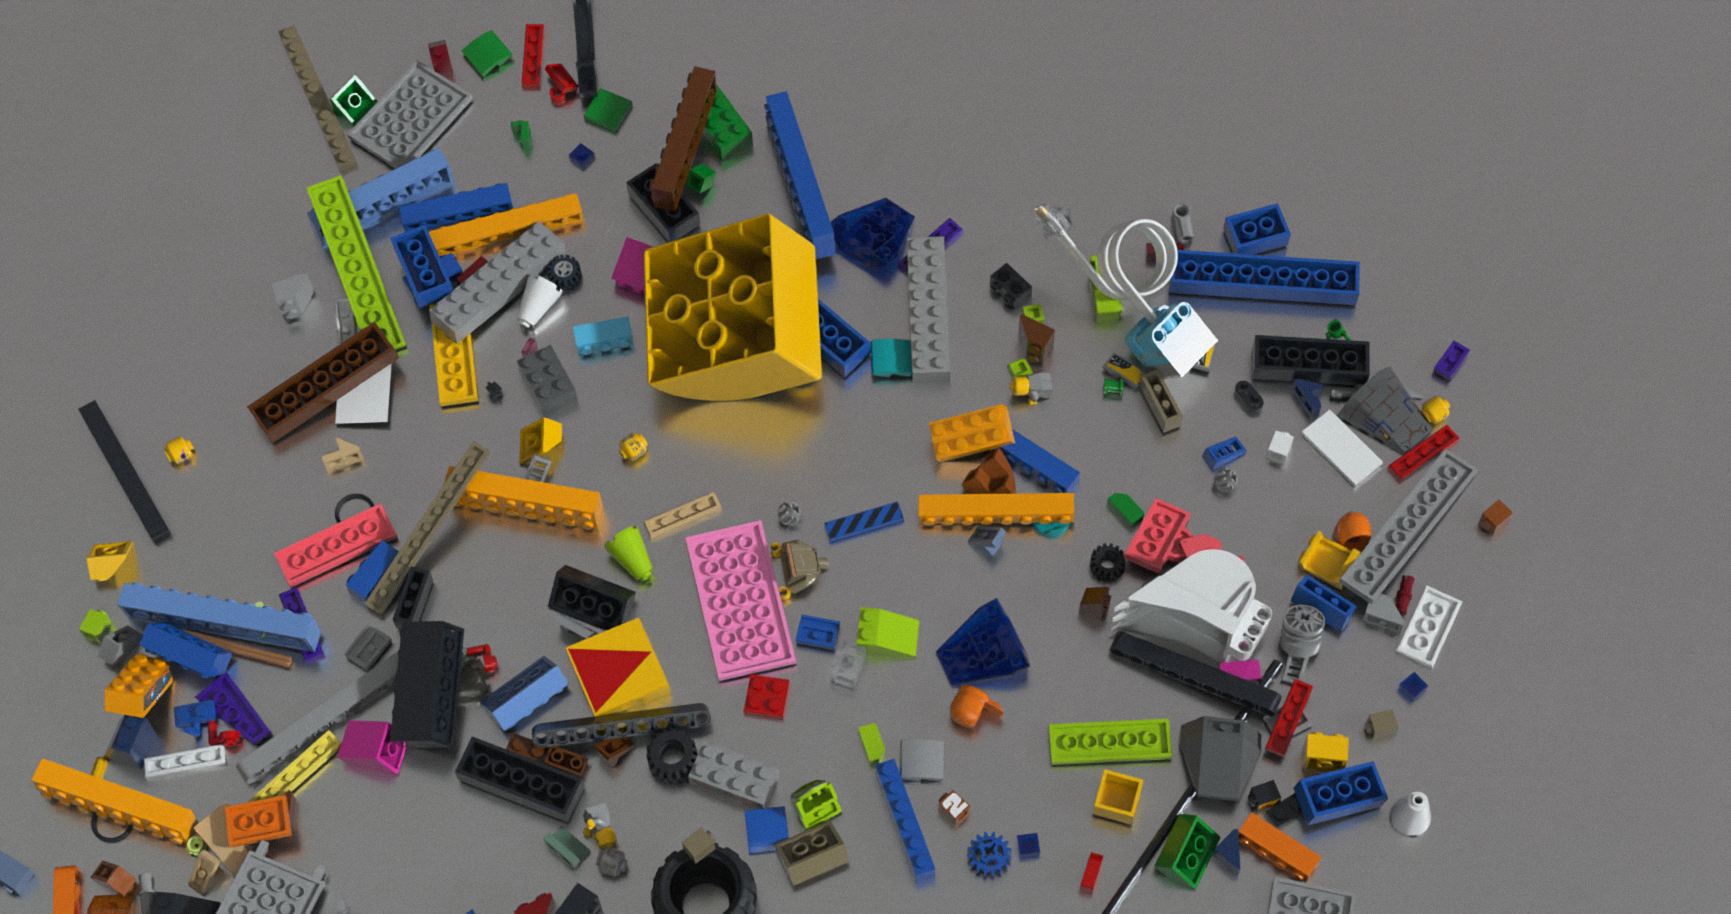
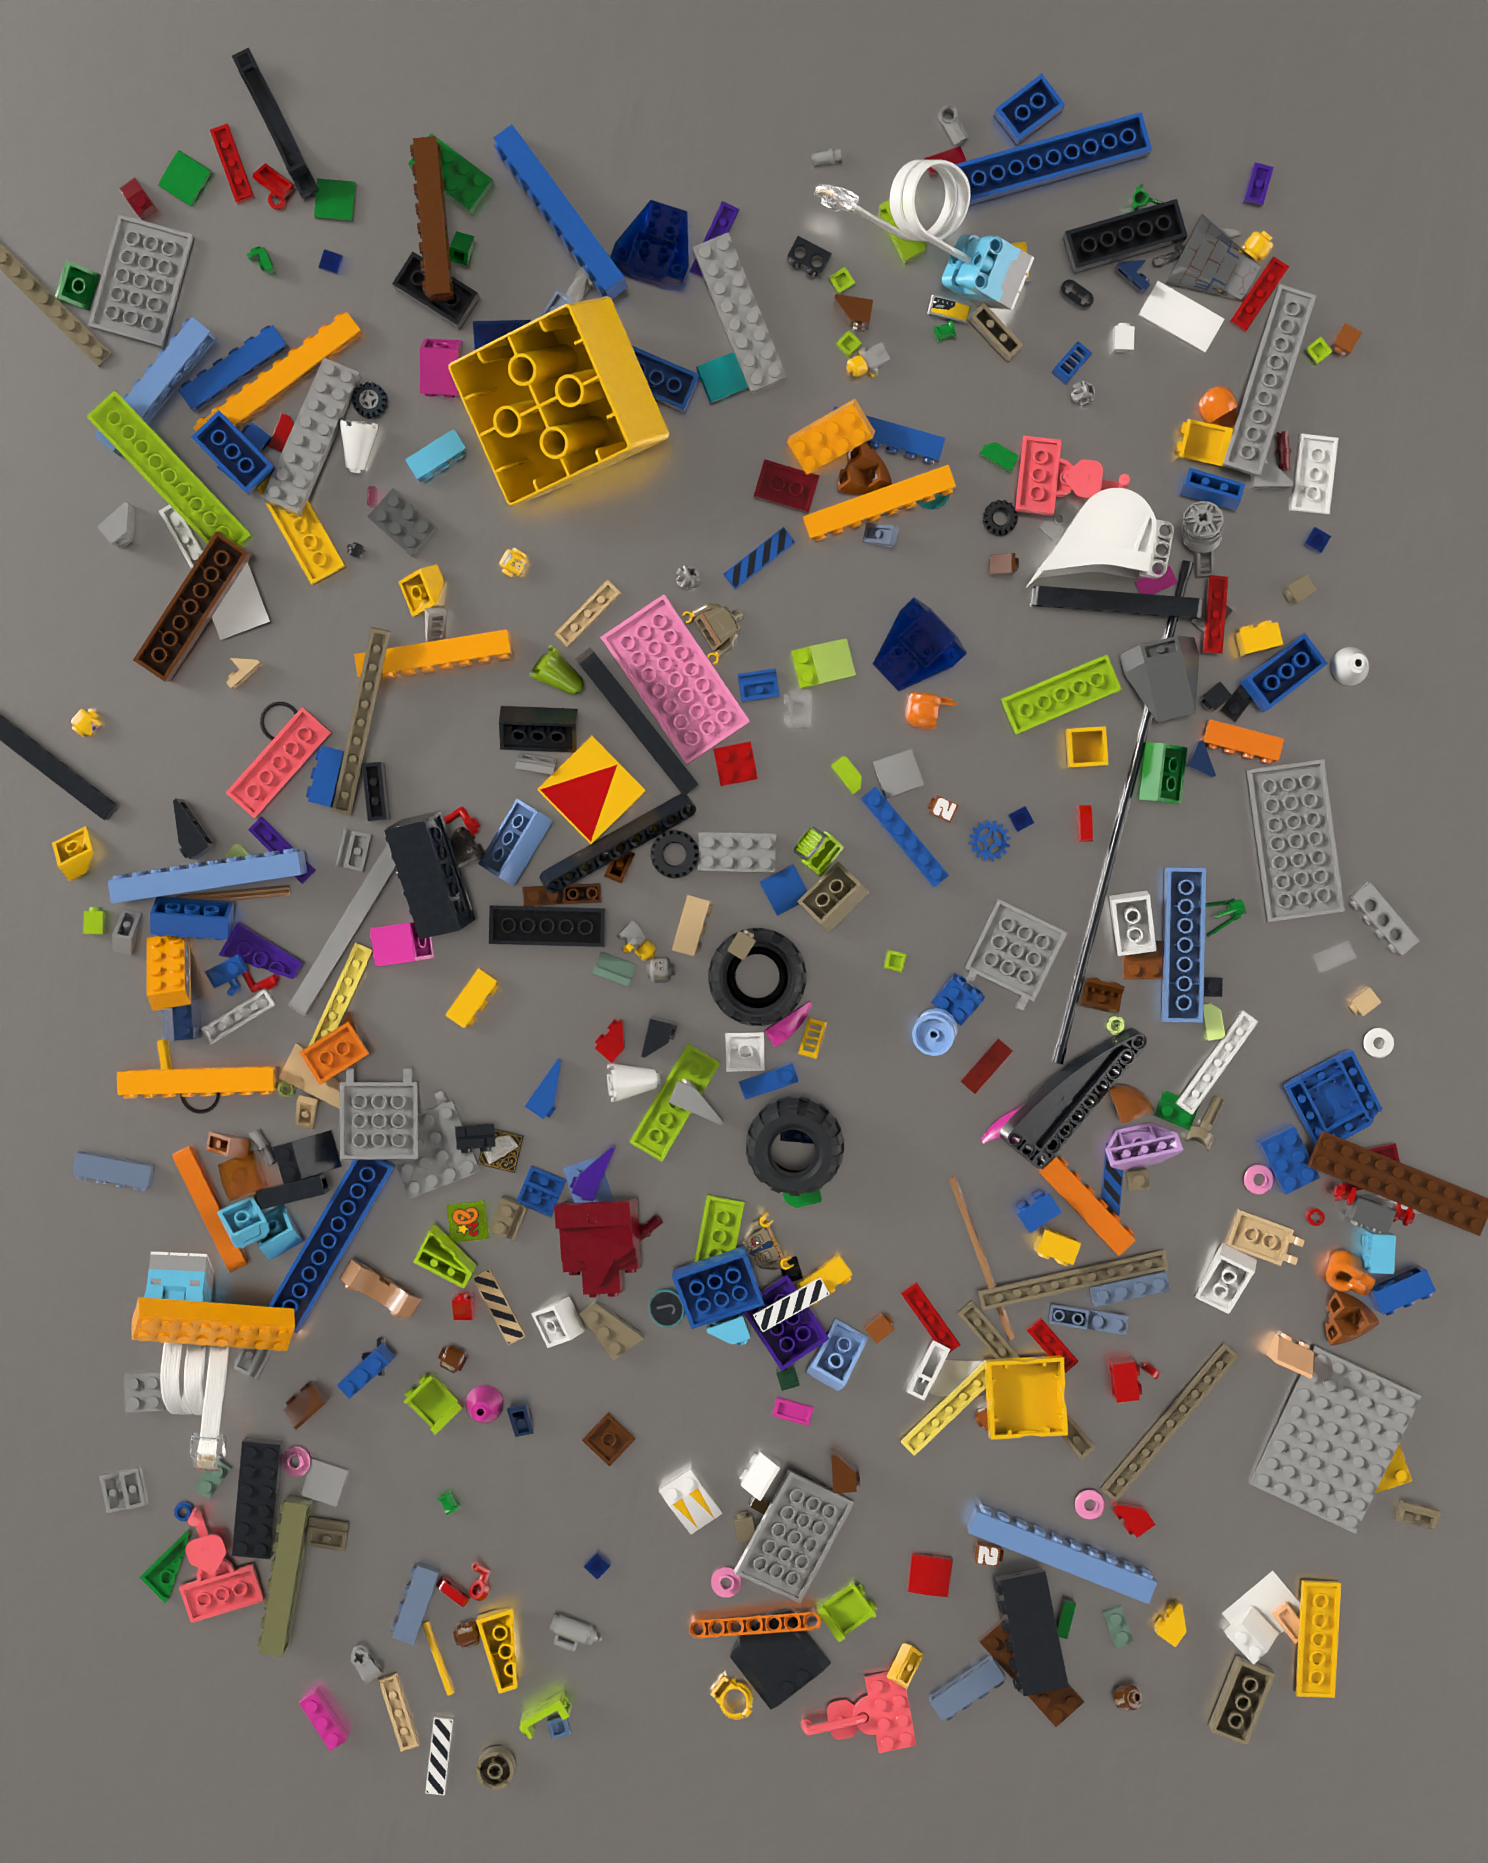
camera: 20 degrees left, 25 degrees up
(222, 573) = (191, 835): none -> black slope
(416, 823) = (472, 998): none -> yellow brick
(660, 830) = (692, 925): none -> tan brick
(686, 617) = (636, 721): none -> black beam
(914, 467) = (786, 486): none -> dark red plate
(1466, 518) = (1318, 350): none -> lime plate

